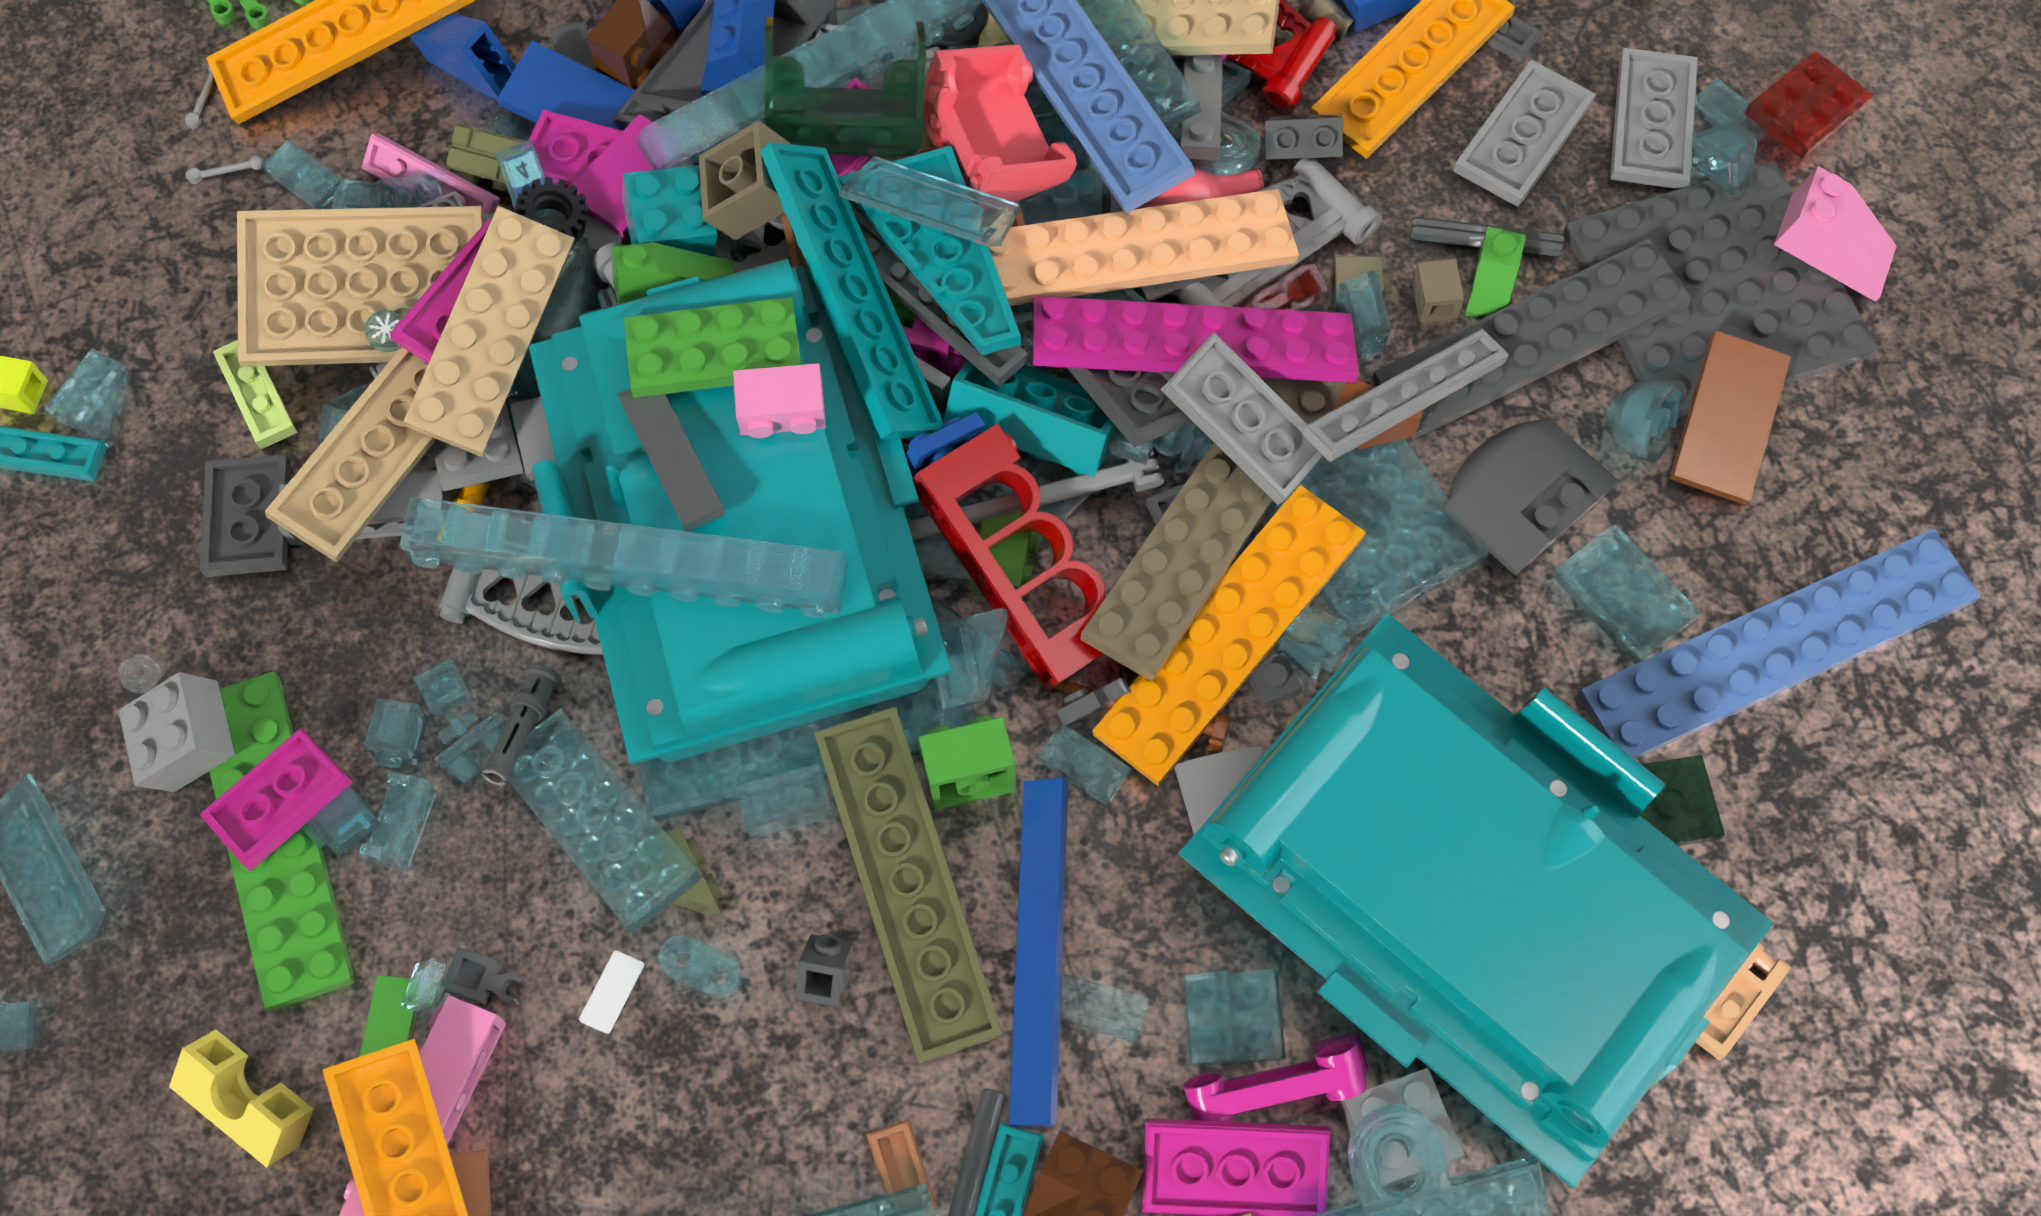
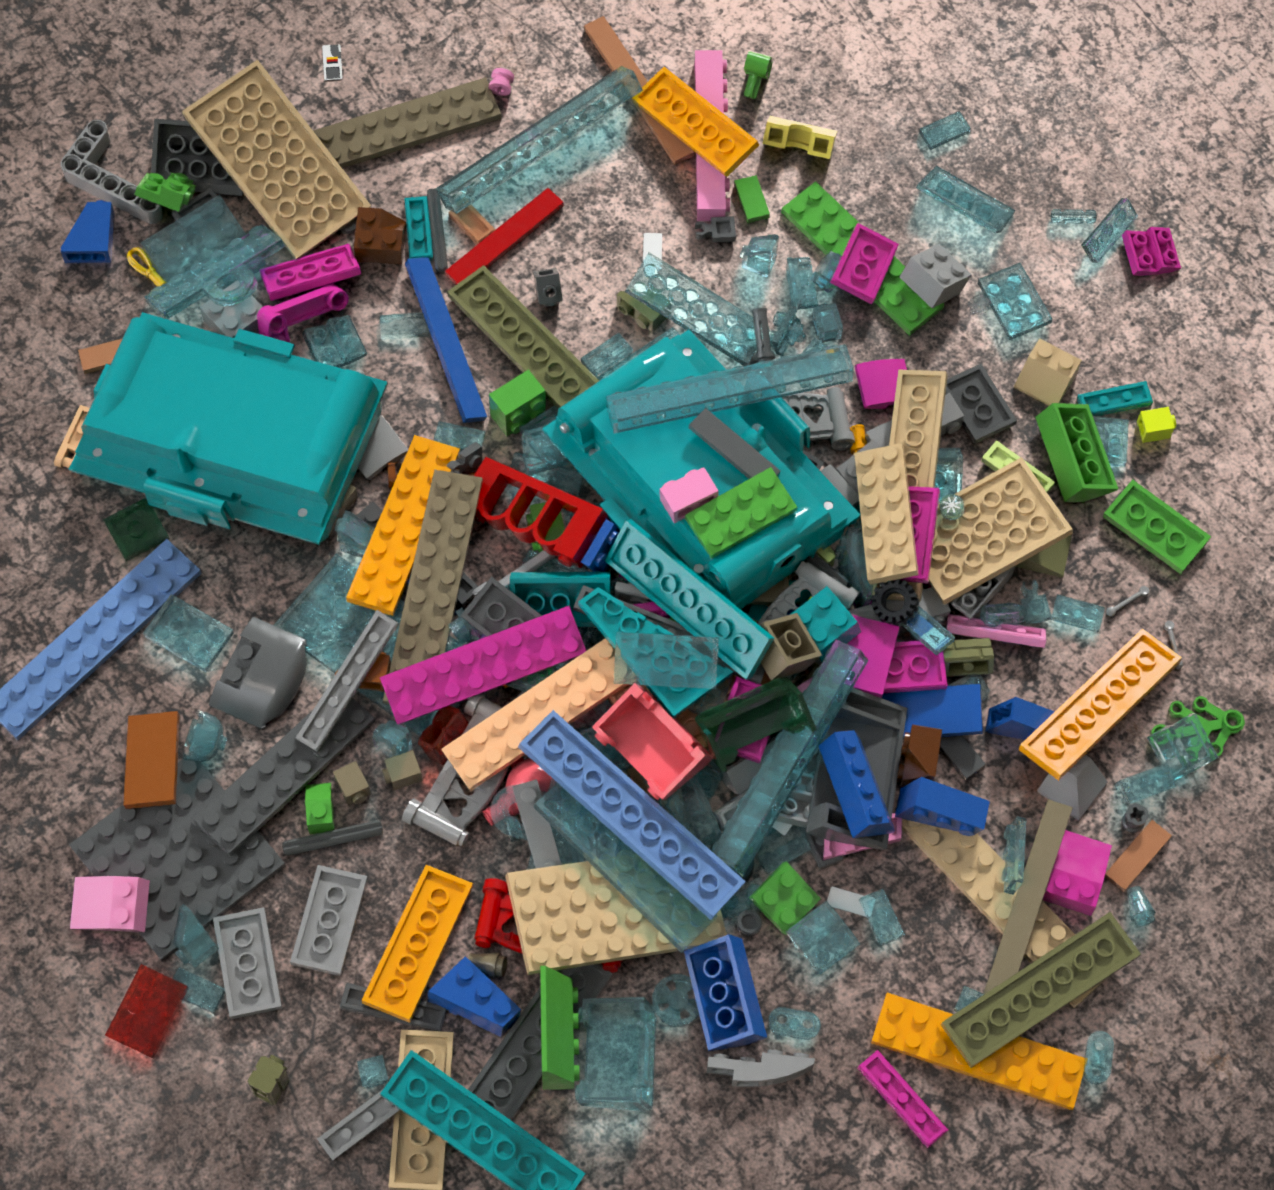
camera: 155 degrees right, 0 degrees up
(80, 660) = (1015, 301): none -> clear light blue plate
(111, 519) = (1047, 373): none -> tan slope
(114, 245) = (1156, 526): none -> bright green plate
(153, 381) = (1076, 452): none -> bright green slope
(367, 597) = (878, 382): none -> dark pink slope
(424, 985) = (741, 211): clear light blue plate -> none
(434, 888) = (760, 254): none -> clear light blue slope
(654, 265) = (801, 586): bright green slope -> none
(702, 968) = (612, 270): clear light blue plate -> none
(854, 1115) = (506, 236): none -> red tile
(1243, 417) = (437, 620): light grey plate -> none
(1304, 136) = (469, 856): dark grey brick -> none
(1657, 1152) = (97, 356): none -> nougat tile

